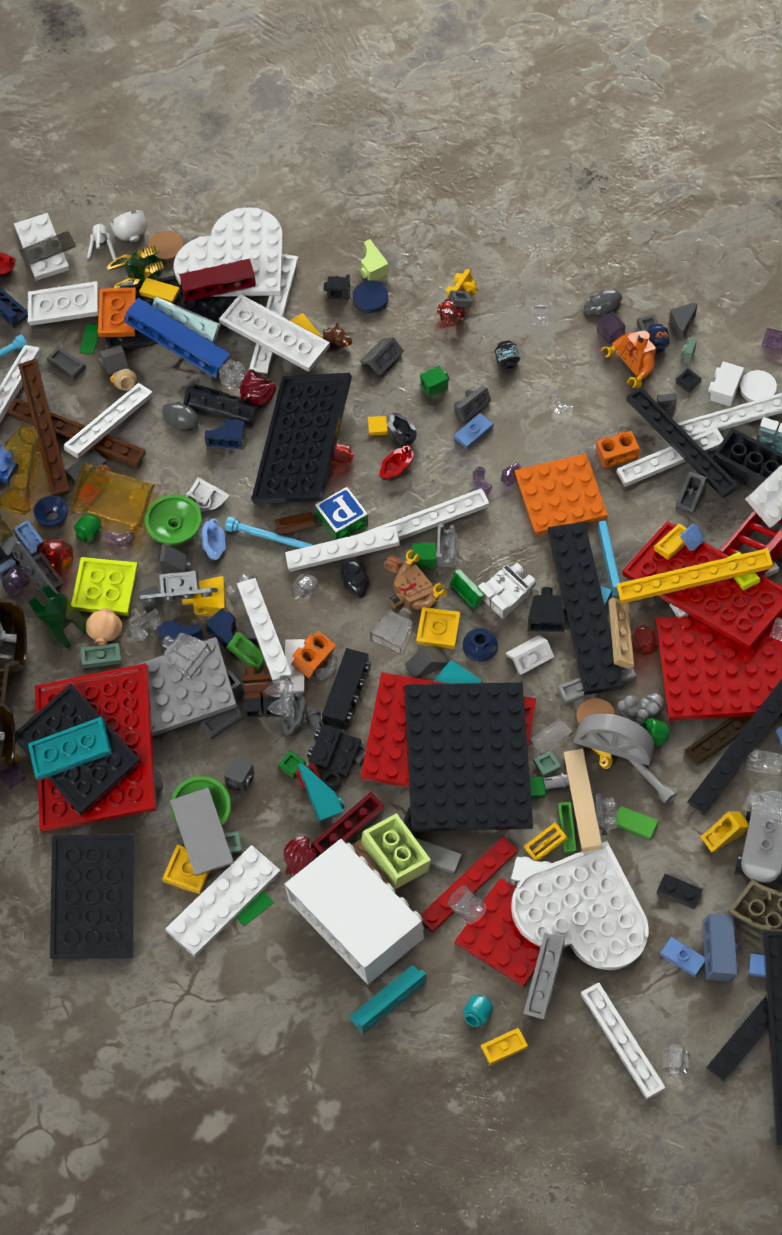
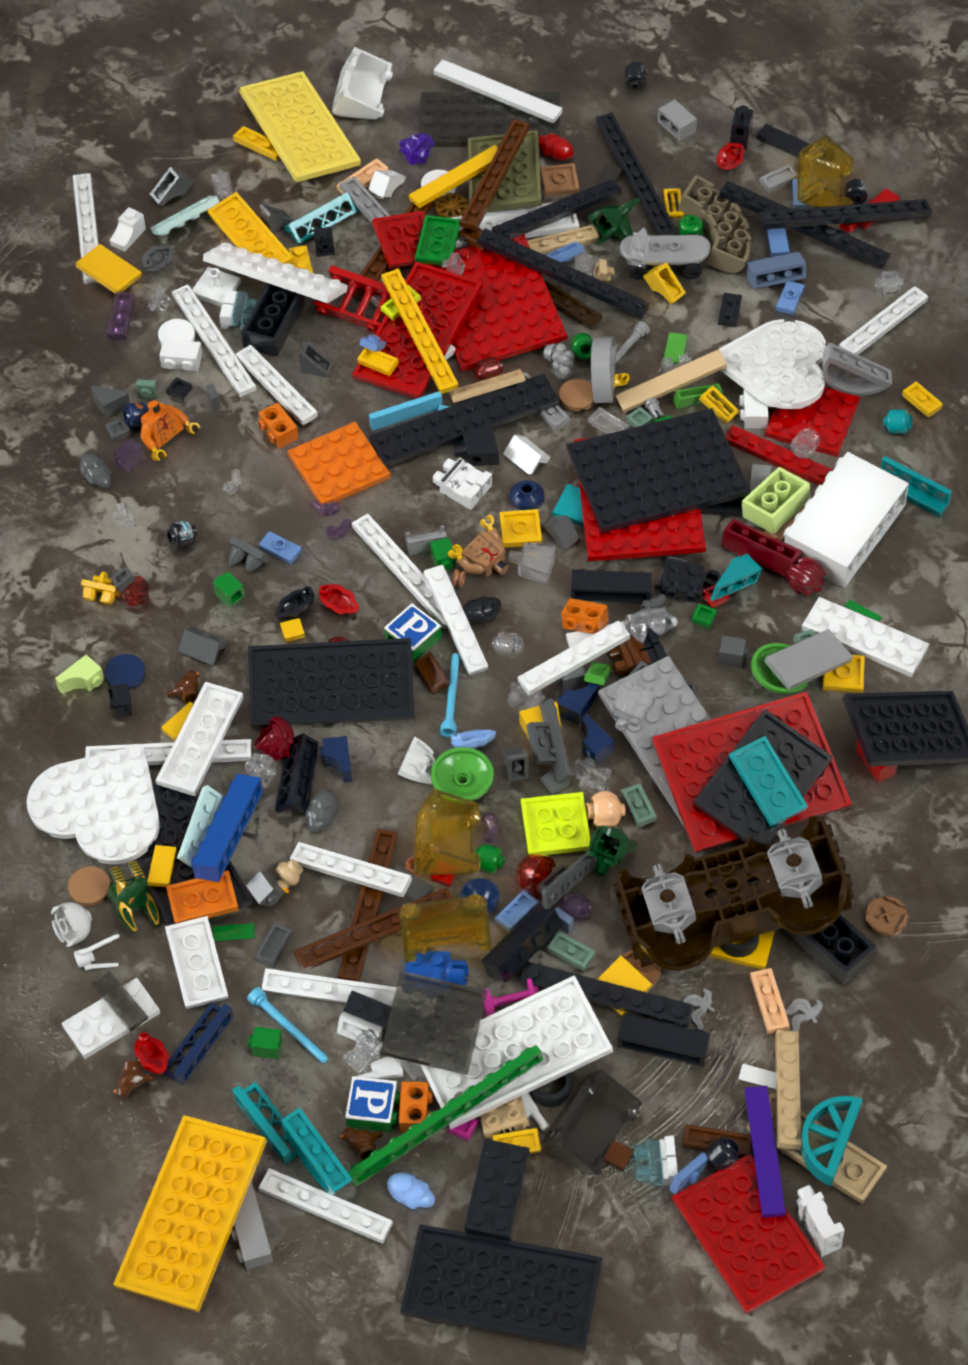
camera: 105 degrees left, 5 degrees down
(217, 280) = (147, 796): dark red brick -> none
(467, 589) = (471, 512): green tile -> none
(681, 442) = (262, 372): black plate -> none
(755, 775) = (603, 272): none -> tan tile

